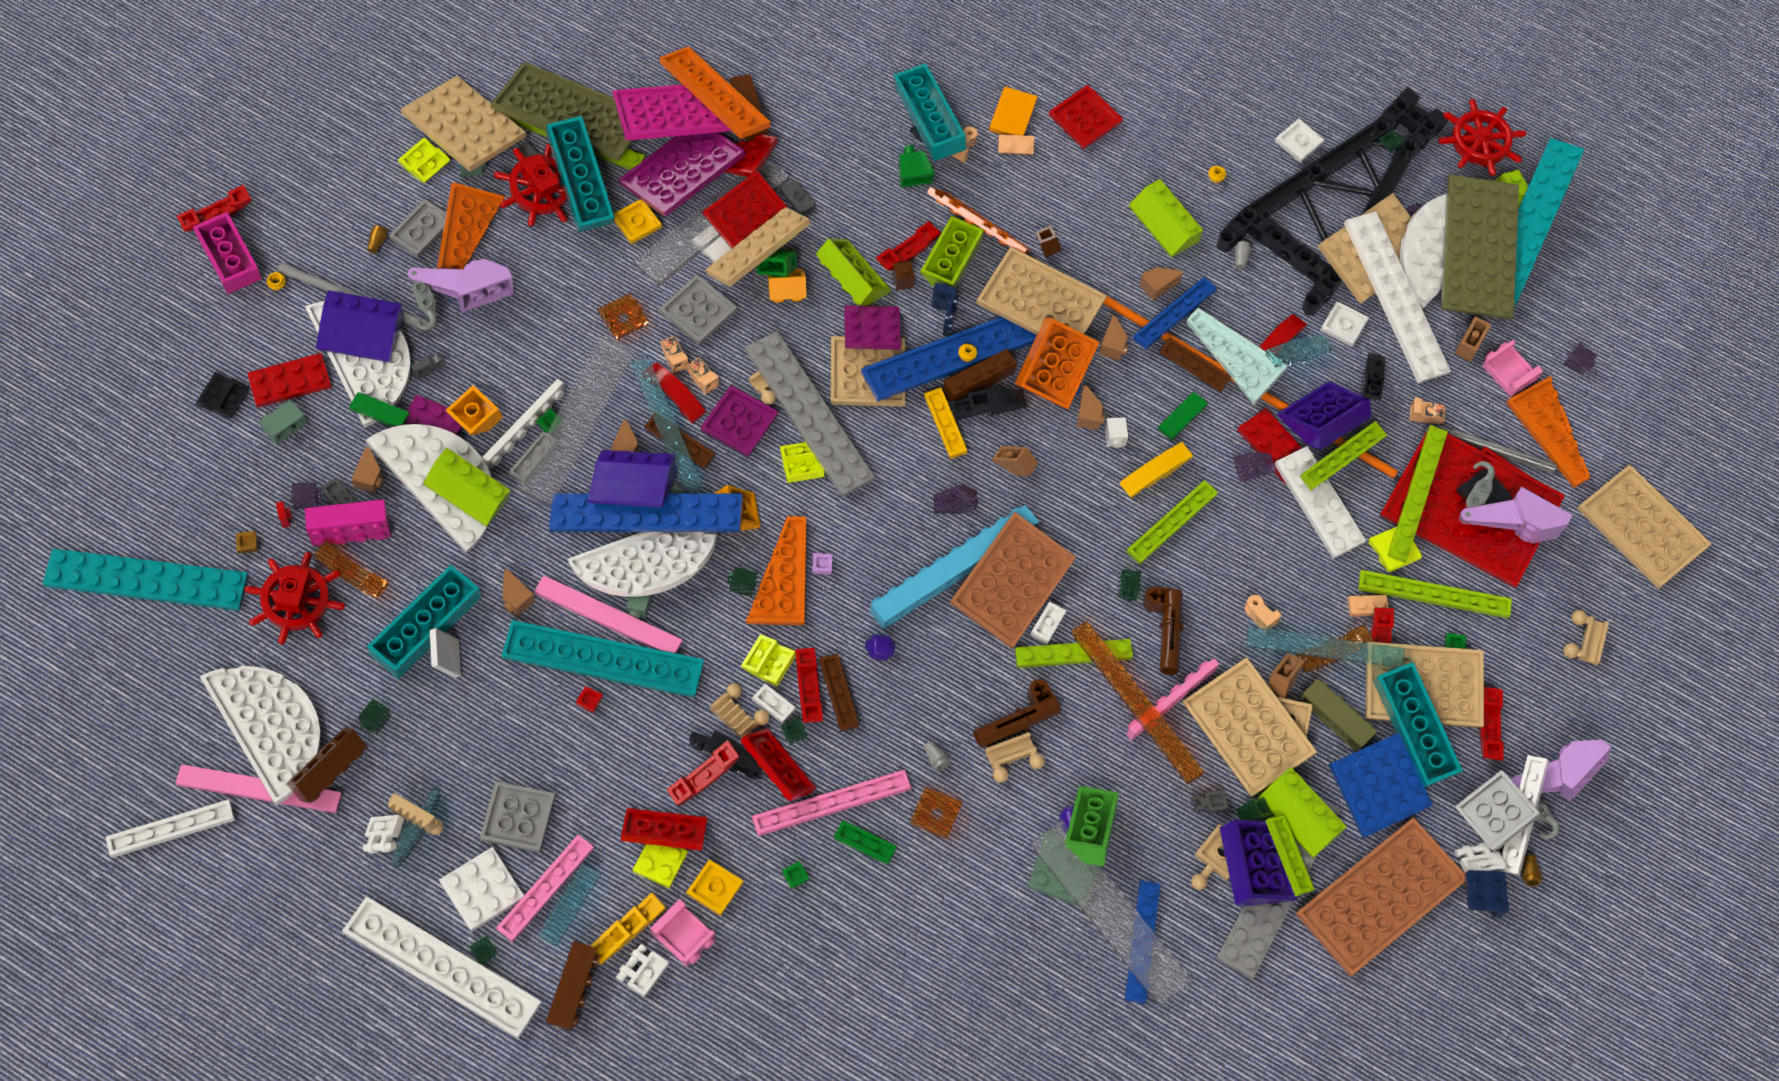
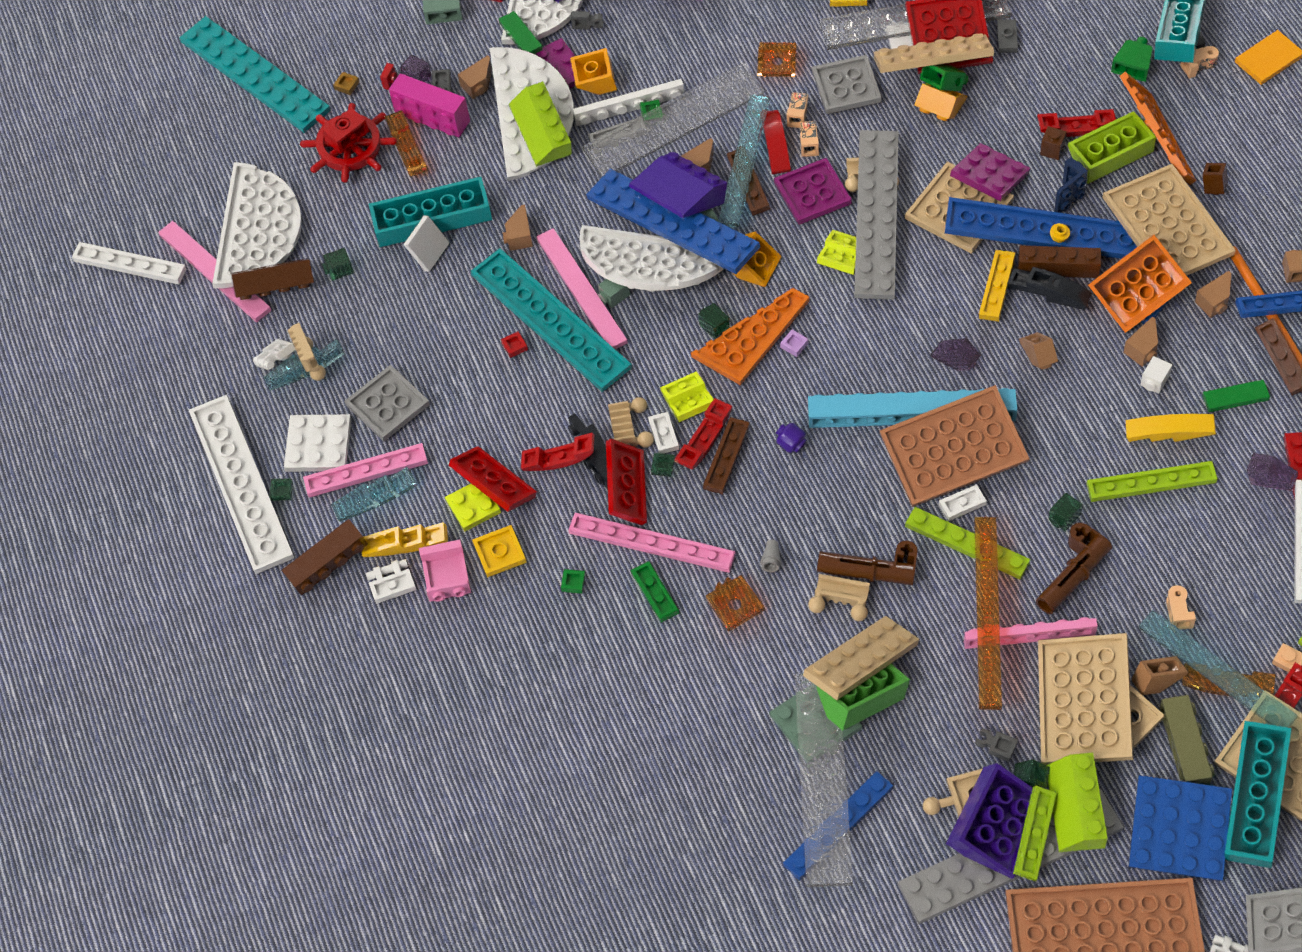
camera: 50 degrees right, 5 degrees down
(852, 271) = (1009, 118): lime slope -> none
(1016, 144) = (1250, 84): light nougat plate -> none
(1073, 798) = (860, 657): none -> tan plate

